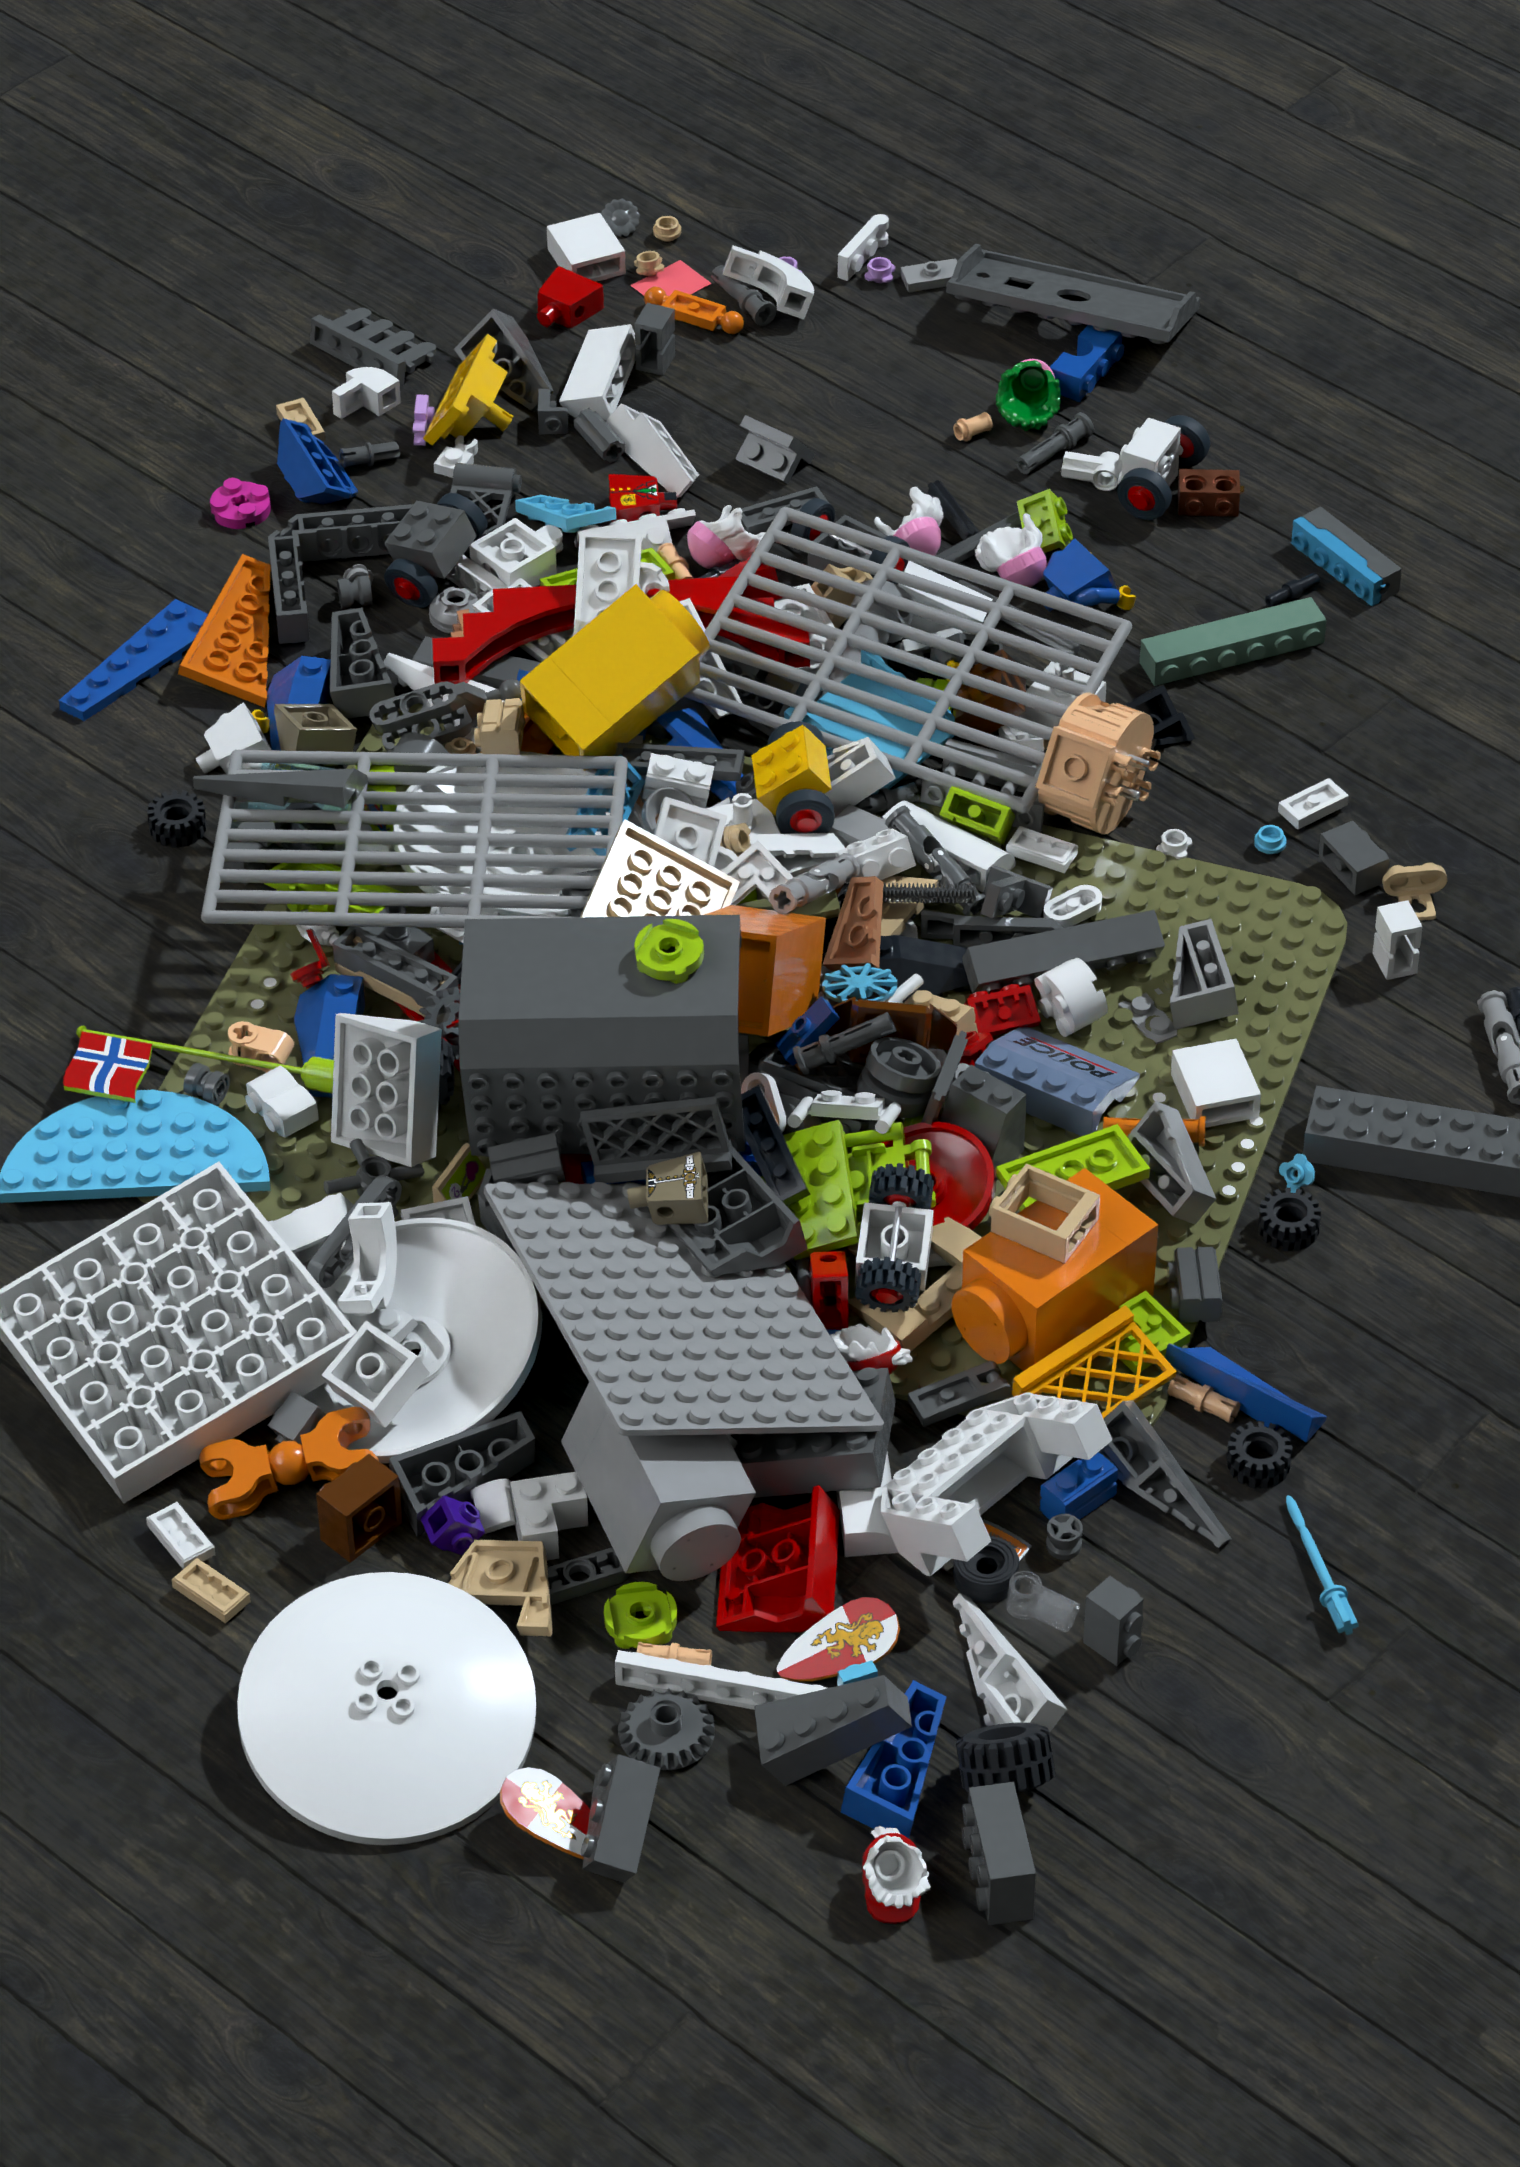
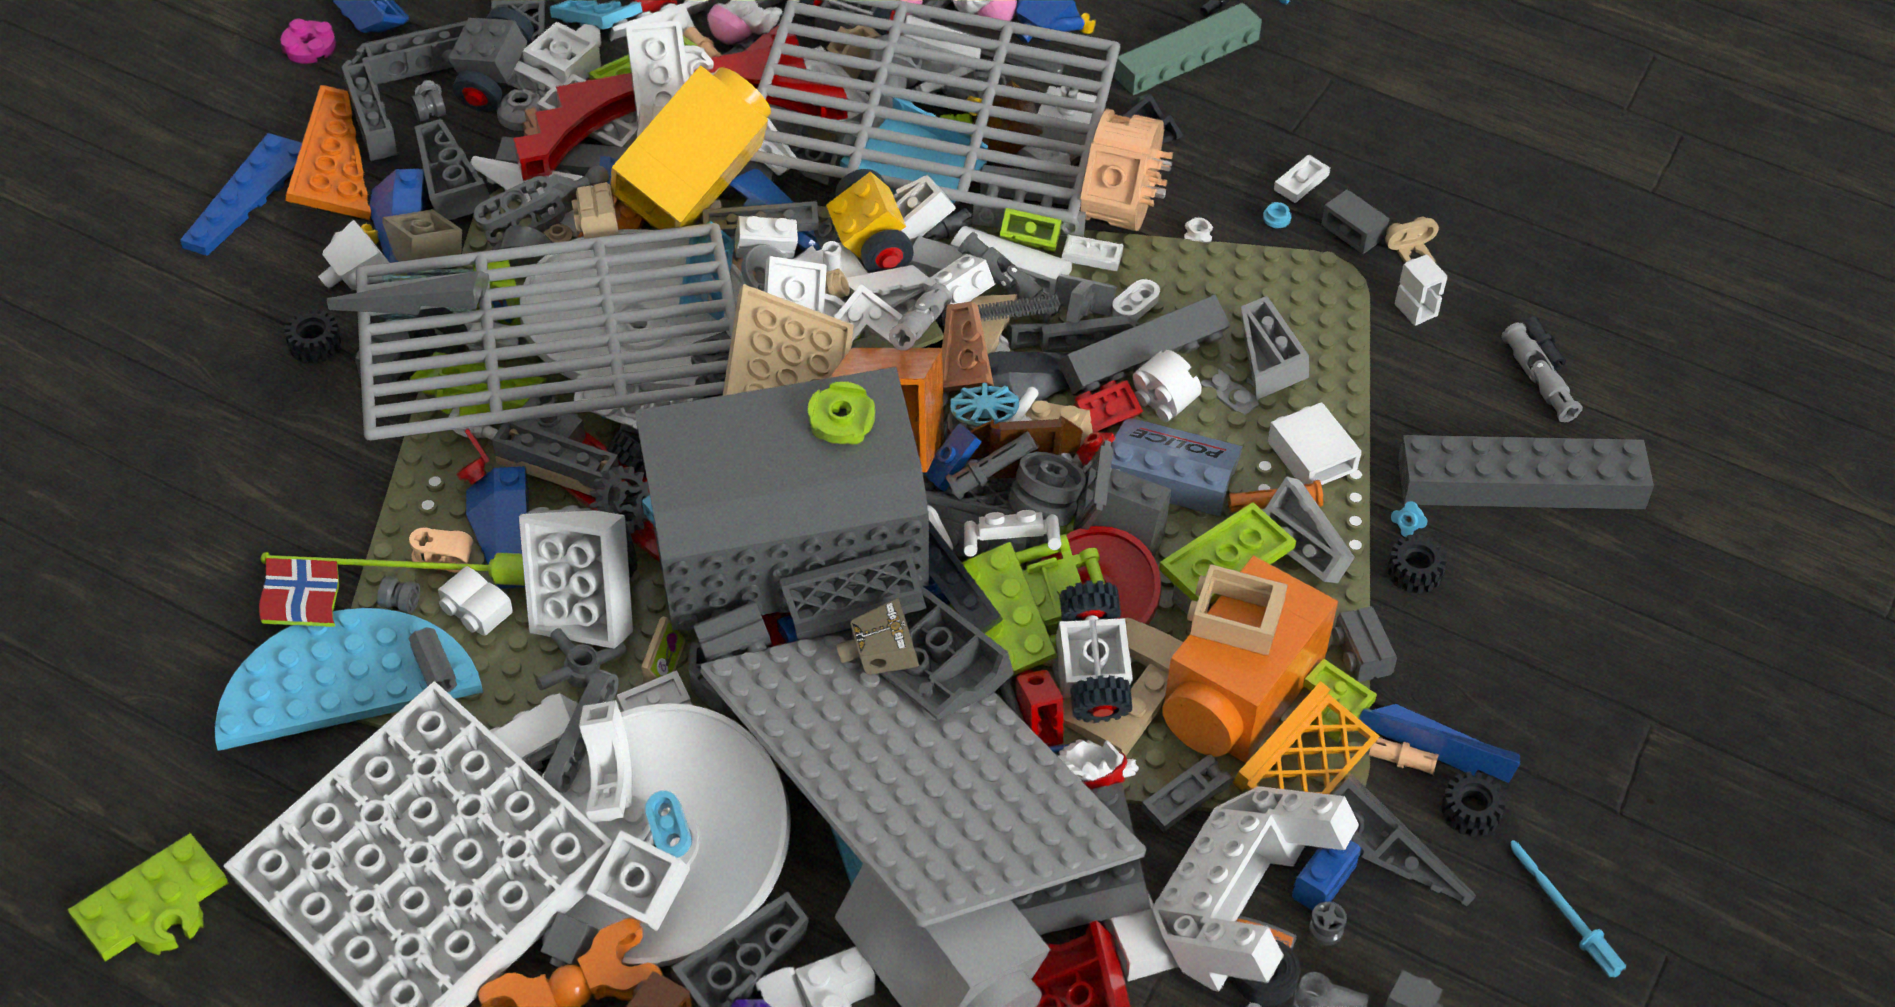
camera: 15 degrees left, 5 degrees up
(224, 1144) = (432, 659): none -> dark grey axle
(415, 1331) = (670, 826): none -> medium azure plate

